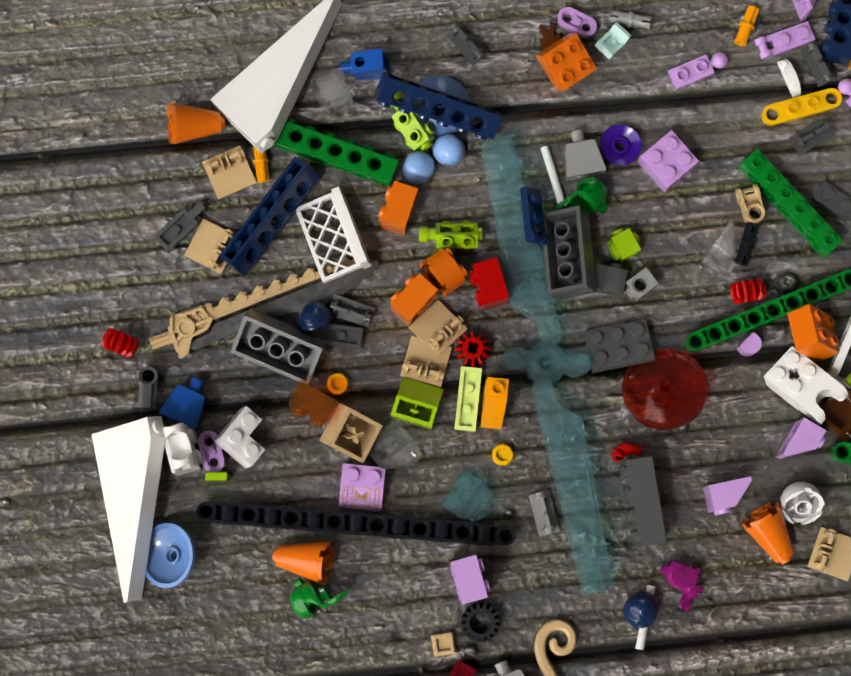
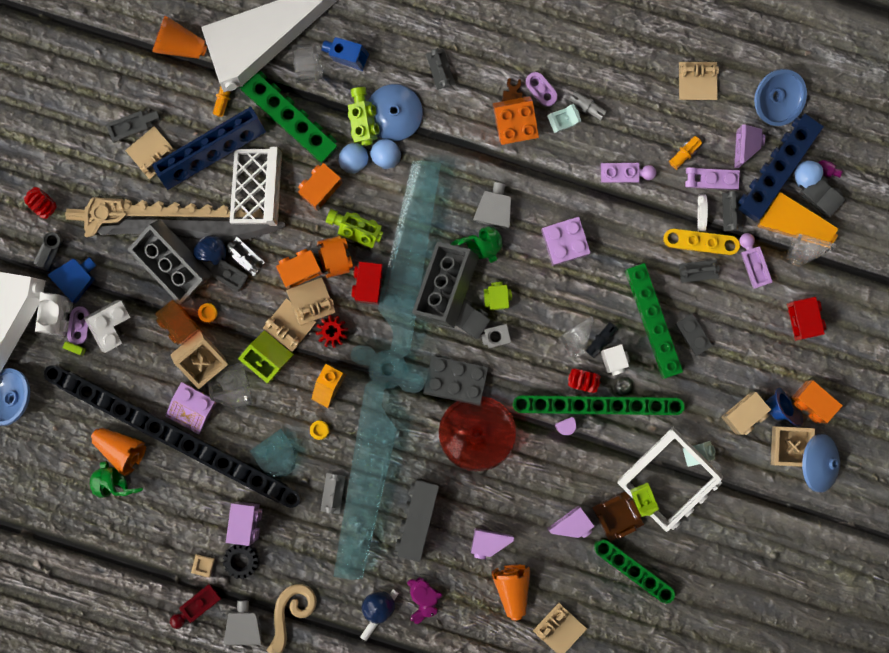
camera: 25 degrees right, 5 degrees up
(229, 172) = (192, 95): tan hinge -> none
(391, 84) = (371, 92): dark blue brick -> none
(468, 399) = (310, 371): yellowish green plate -> none
(533, 216) = (428, 241): dark blue plate -> none
(552, 174) = (464, 211): white bar -> none
(620, 135) = (538, 203): dark purple dish -> none
(624, 449) = (422, 468): red arm -> none
(750, 200) = (620, 306): tan piece -> none
(770, 257) = (615, 359): none -> white brick
(801, 503) = (549, 576): white cylinder -> none
(806, 390) = (595, 484): white brick -> none
(813, 333) = (621, 439): orange brick -> none

